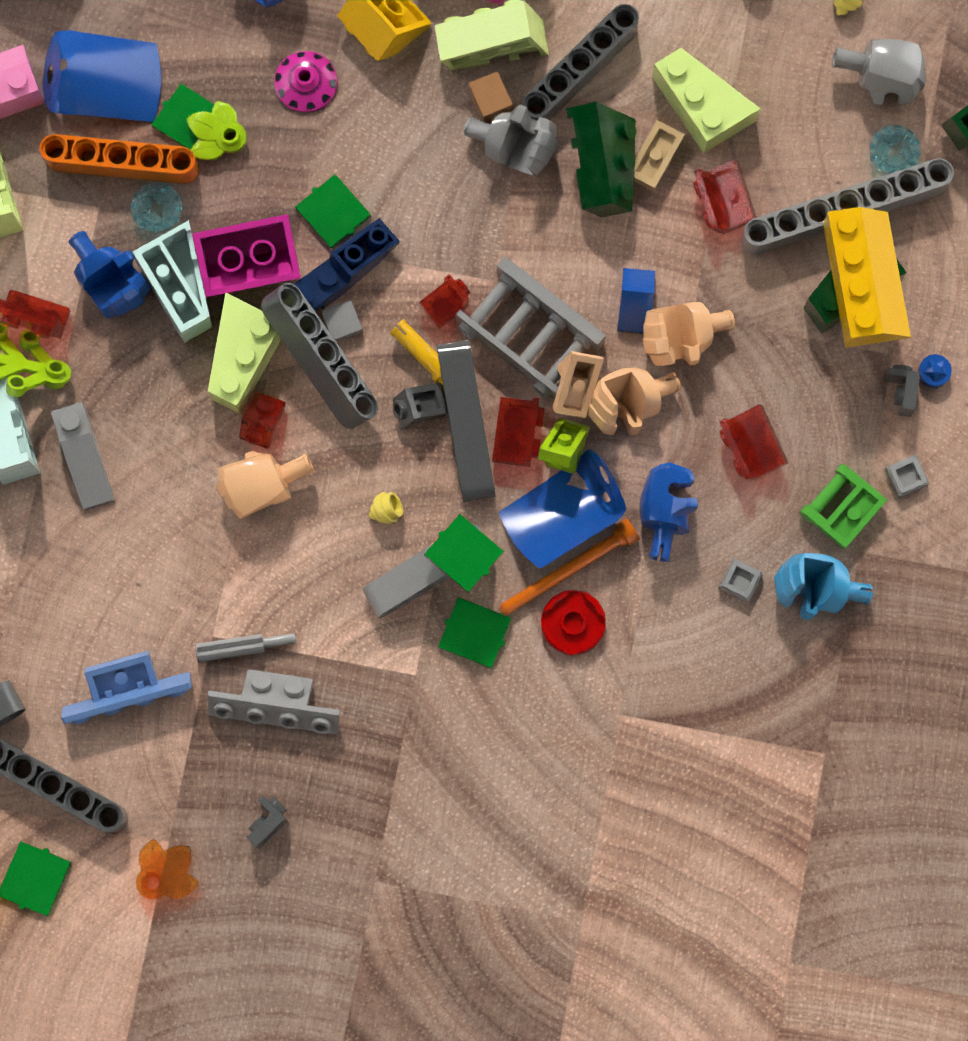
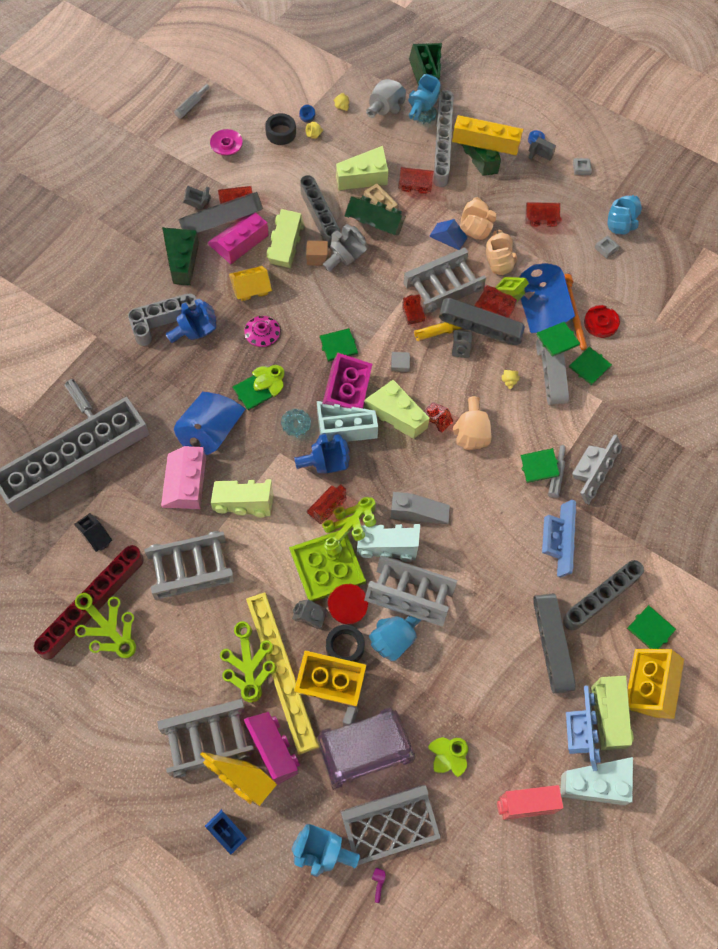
camera: 70 degrees left, 15 degrees down
(107, 149) = (260, 436): orange beam -> none
(169, 868) = (668, 555): clear orange plate -> none
(240, 613) = (540, 465): none -> green piece
(265, 827) = (663, 494): dark grey bracket -> none
(319, 356) = (419, 369): dark grey beam -> none
(347, 265) = (373, 349): dark blue slope -> none
(578, 381) = (483, 261): light nougat slope -> none
(663, 511) = (562, 256): blue piece -> none
(851, 514) = (591, 189): bright green plate -> none
(901, 134) = (425, 96): none -> dark azure piece

